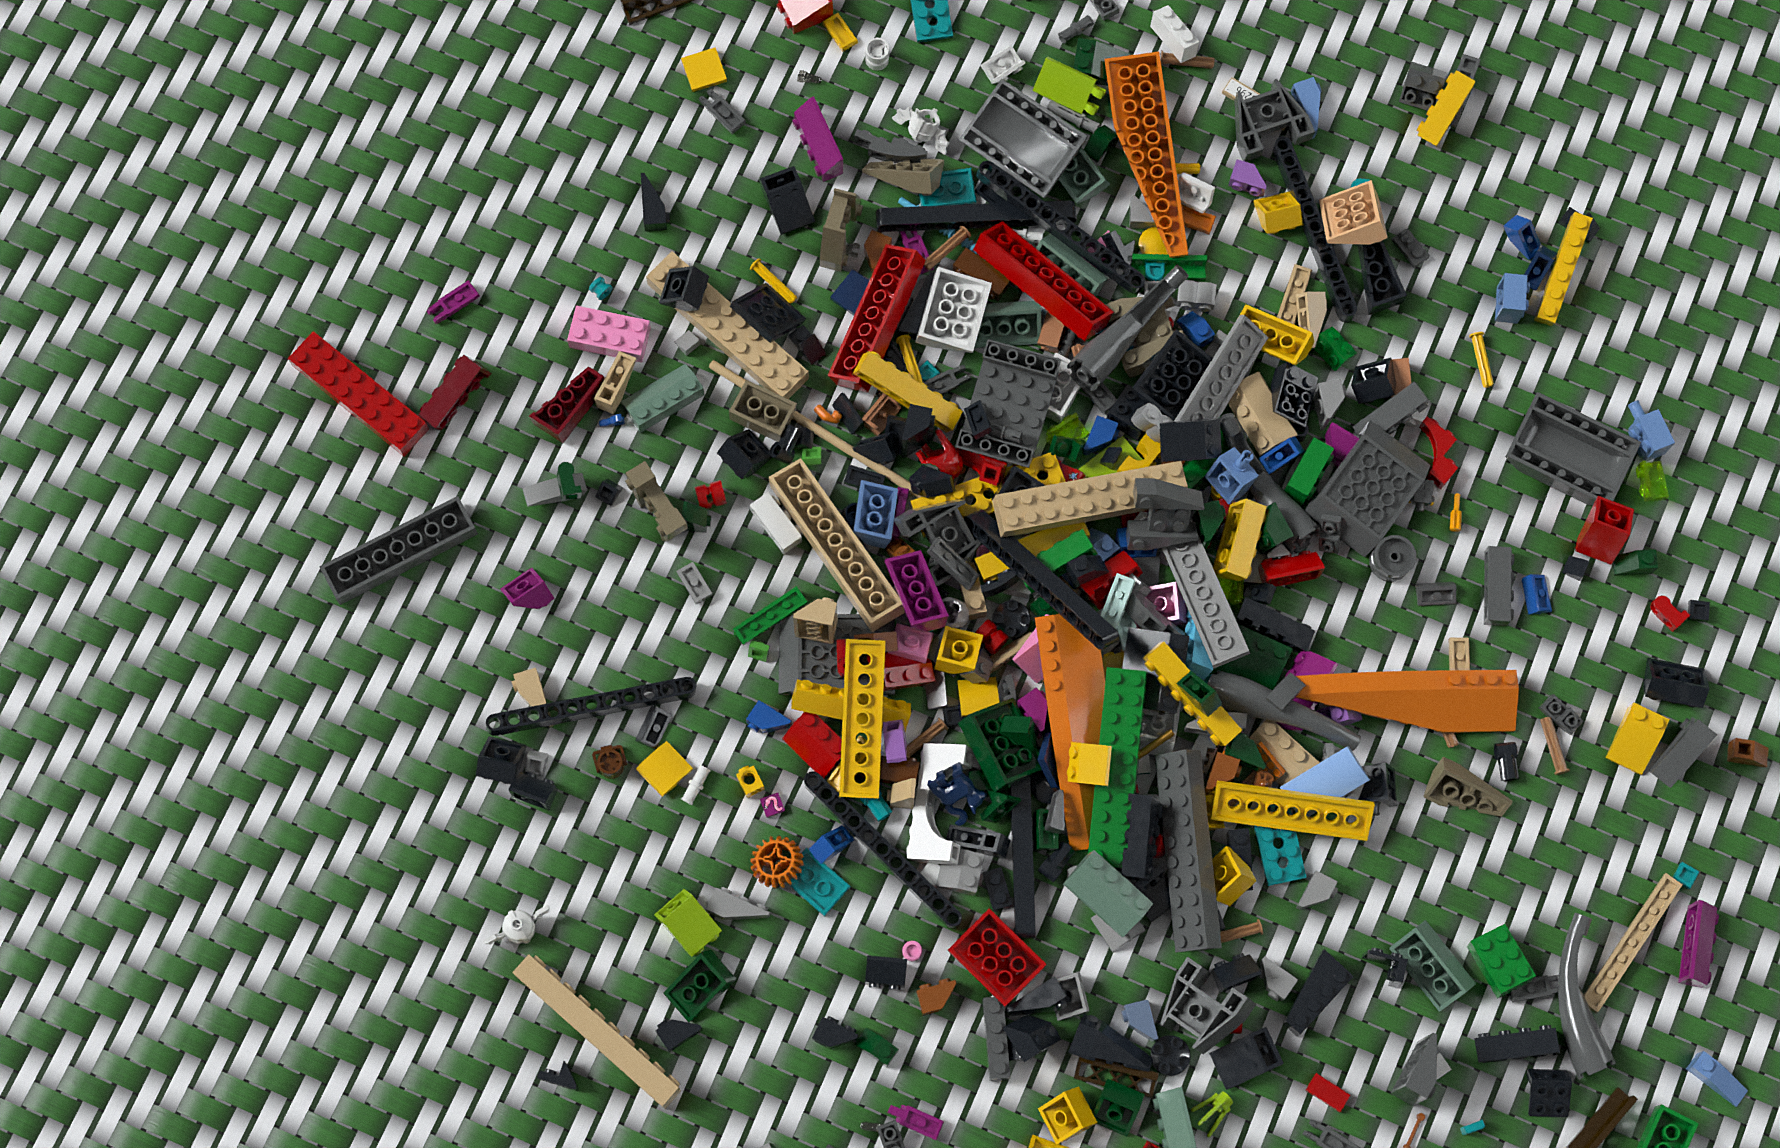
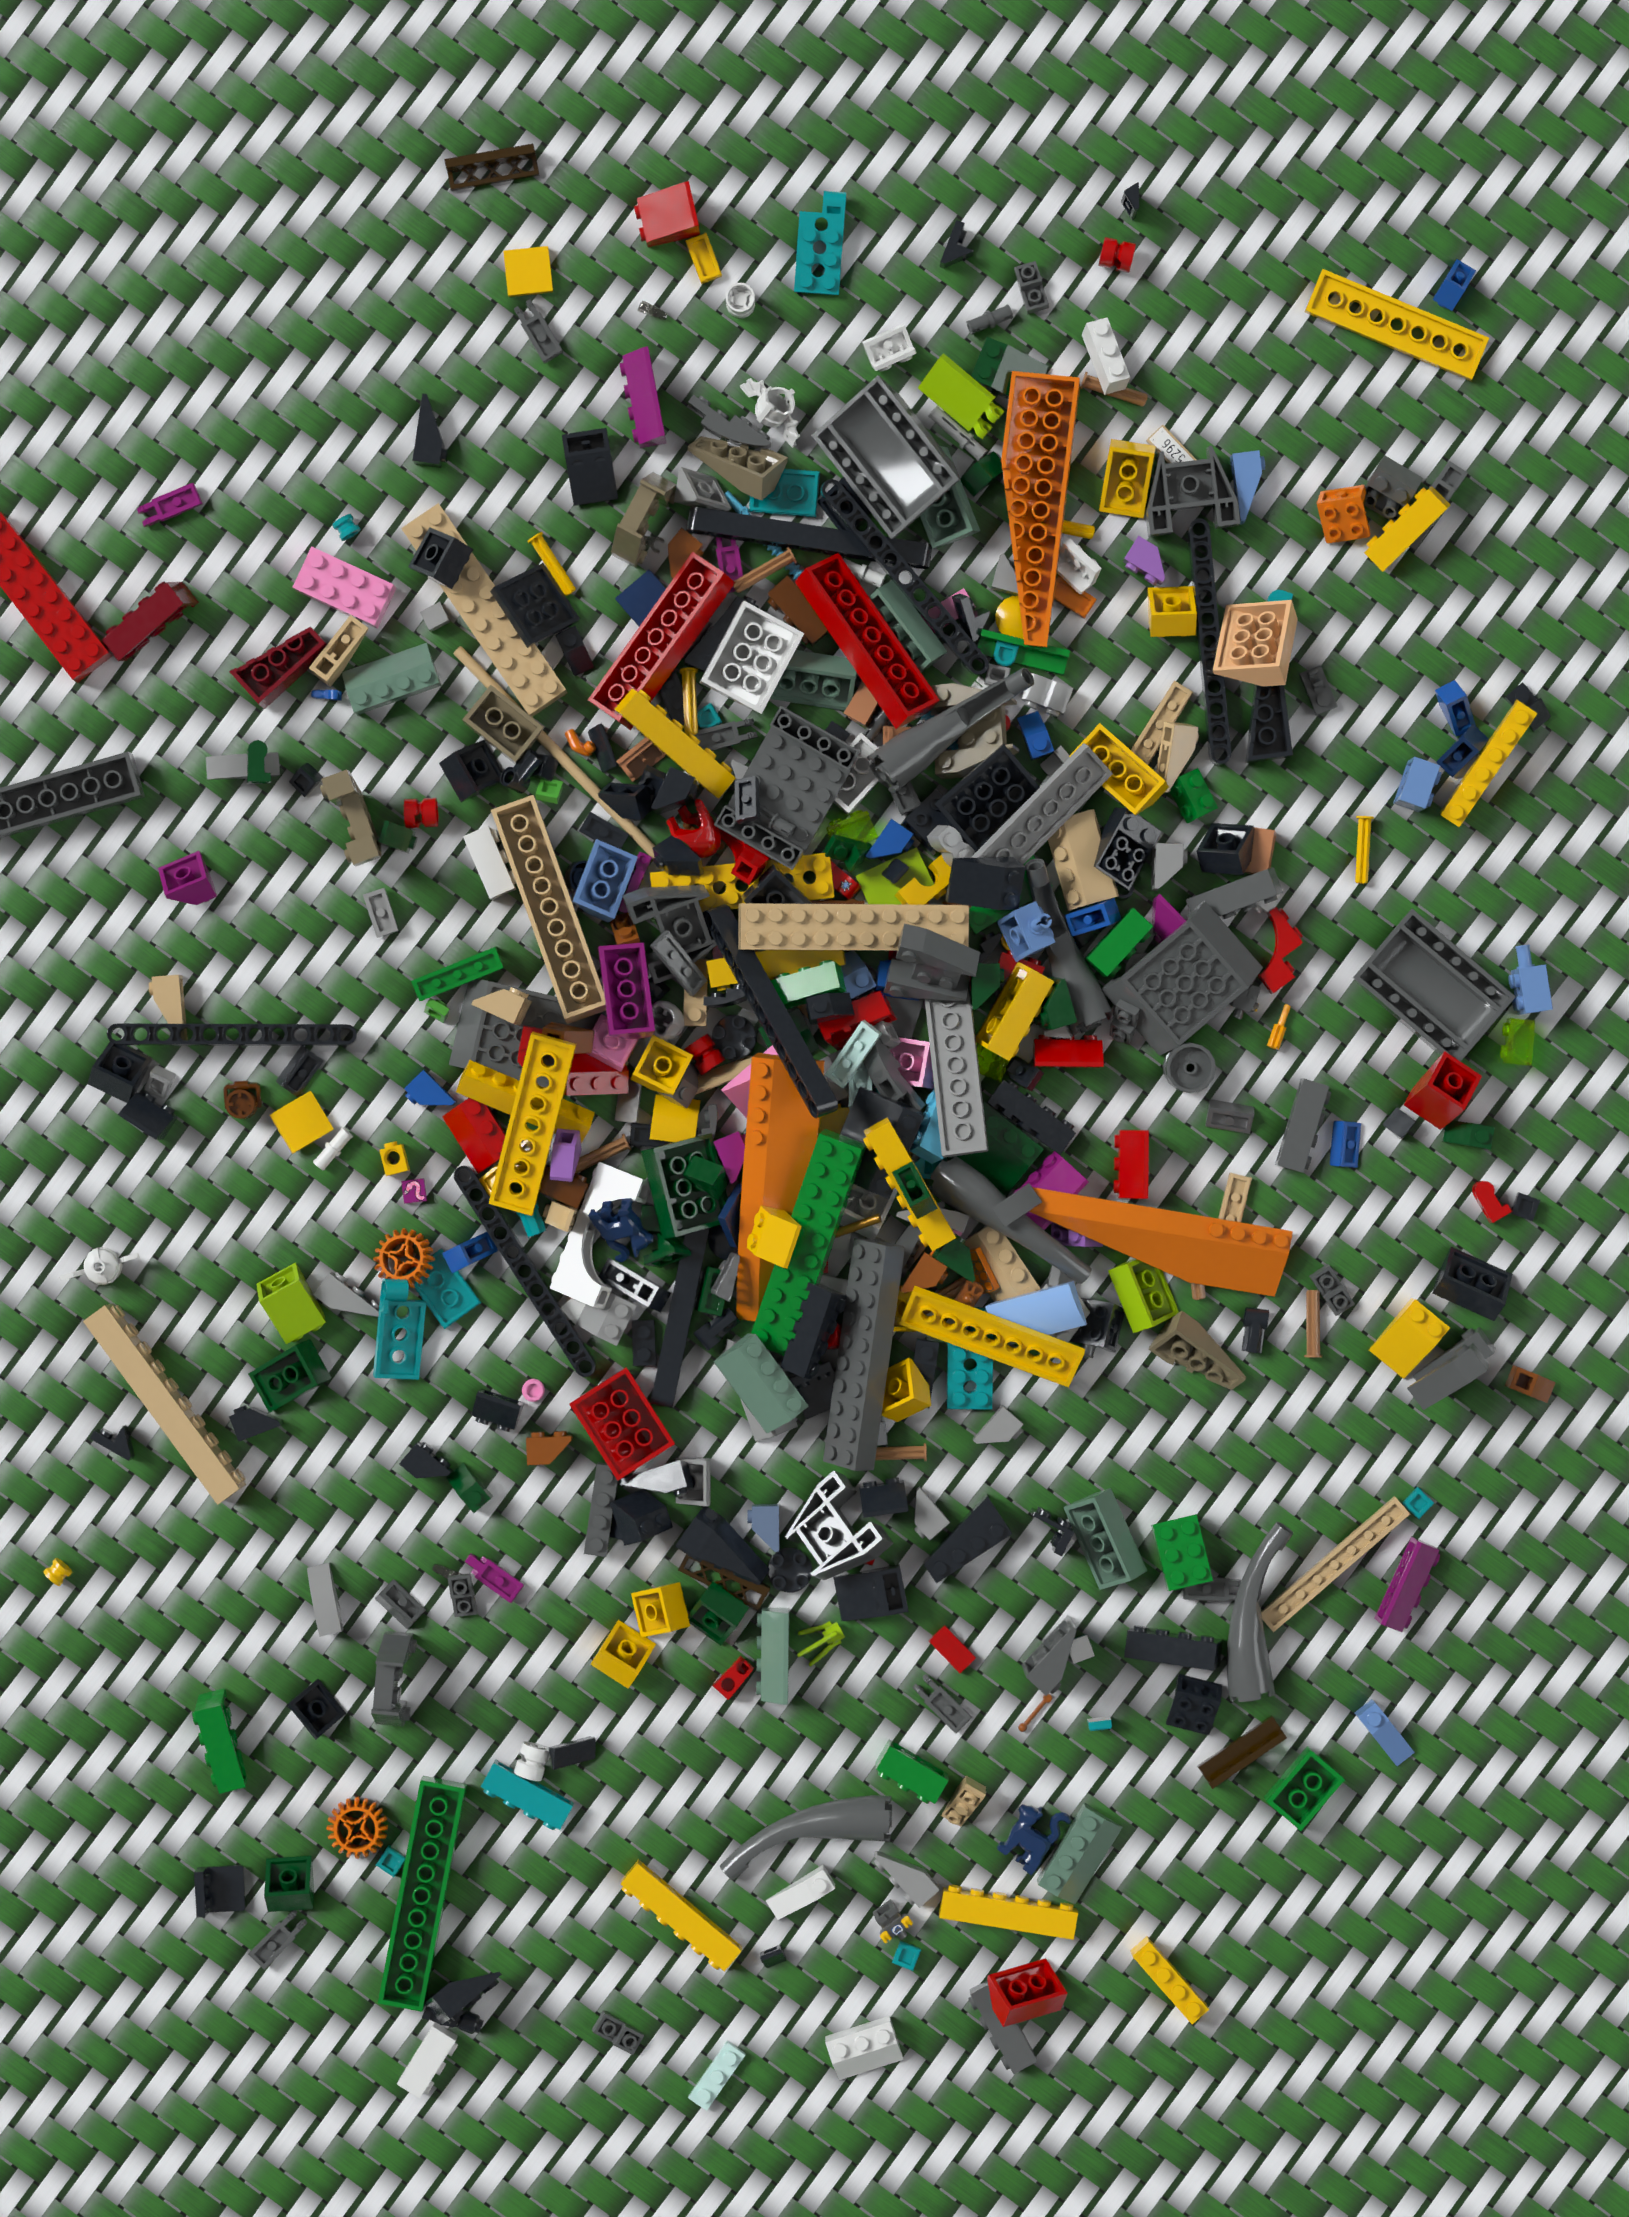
camera: 10 degrees right, 15 degrees up
(775, 893) = (394, 1295): none -> teal hinge
(875, 198) = (699, 491): none -> light grey slope
(1215, 121) = (1127, 478): none -> yellow slope
(1368, 644) = (1132, 1164): none -> red slope
(1393, 111) = (1343, 514): none -> orange bracket
(1405, 751) = (1143, 1294): none -> lime slope

